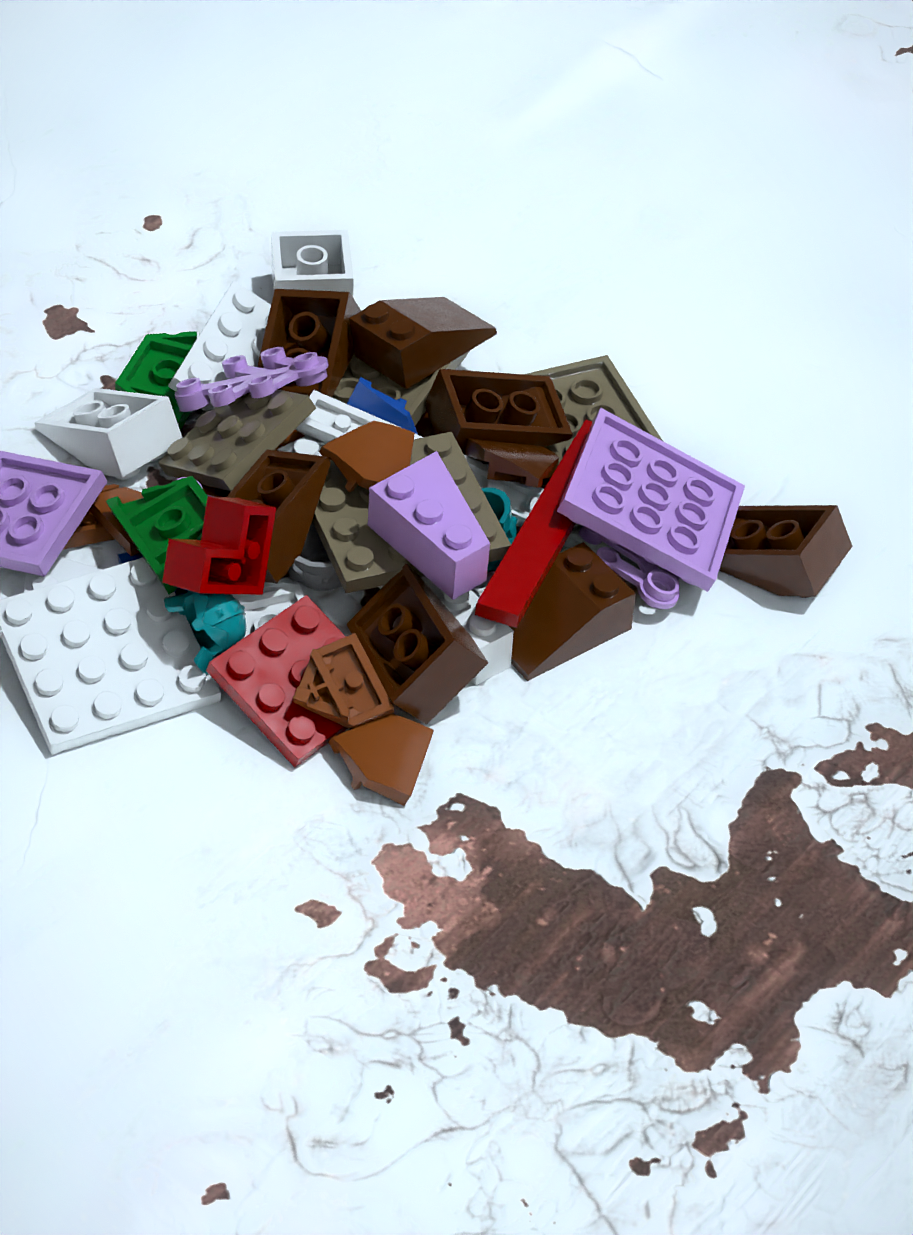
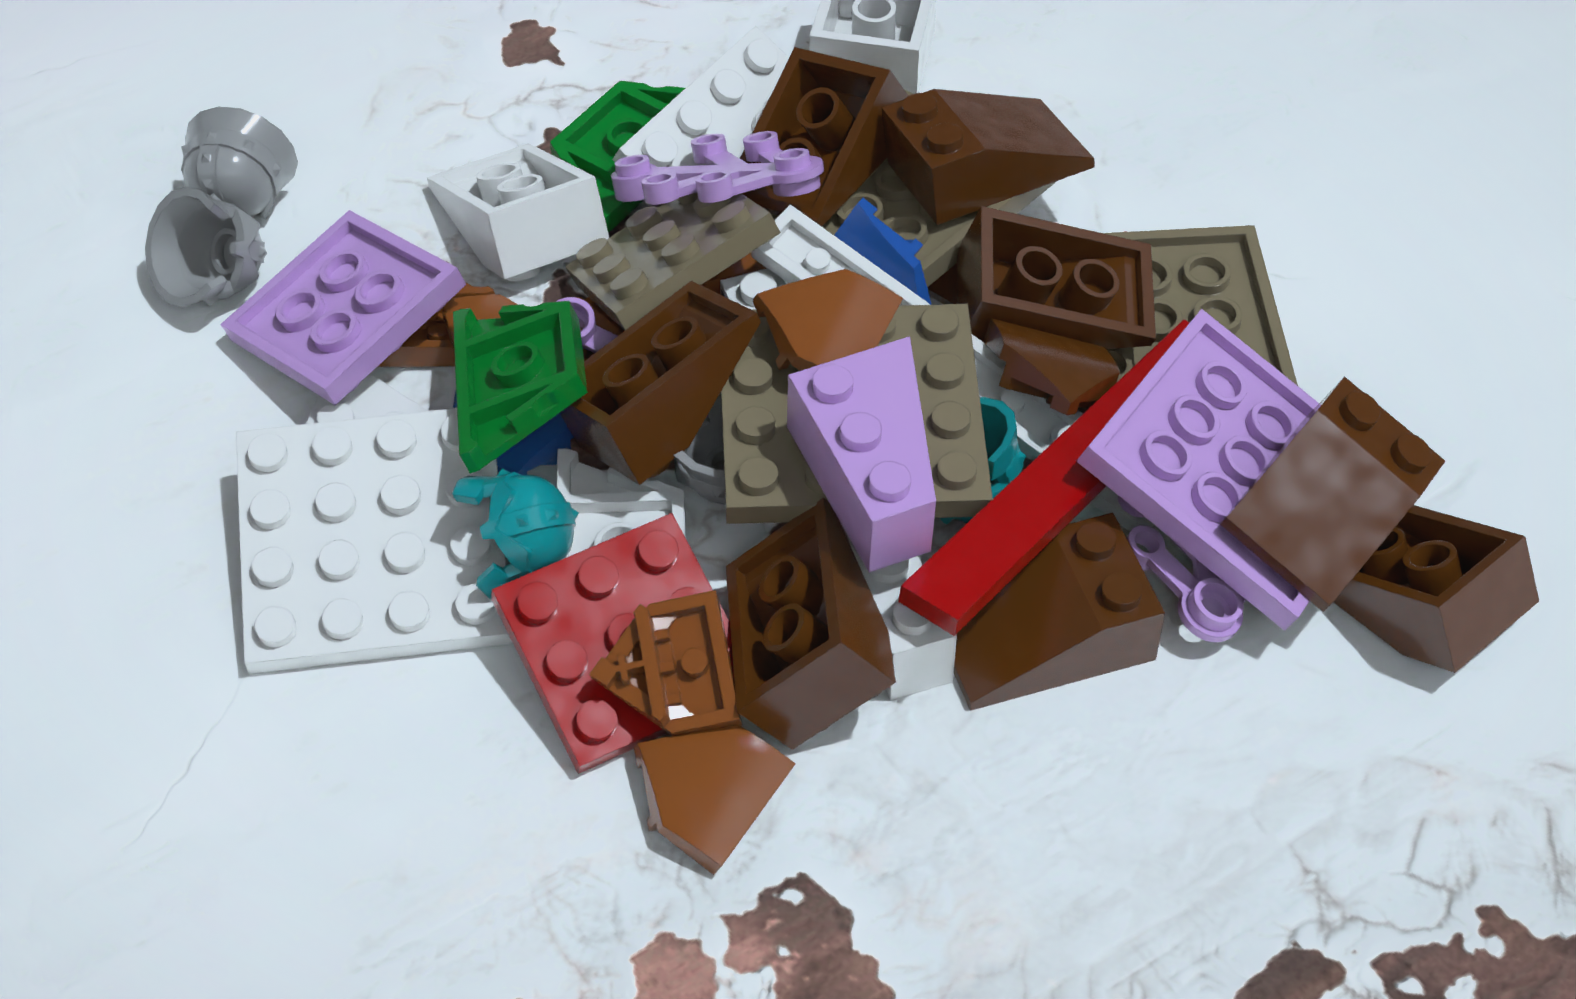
camera: 20 degrees right, 5 degrees up
(230, 553) = (563, 437): red brick -> none
(715, 502) = (1333, 493): none -> reddish brown slope

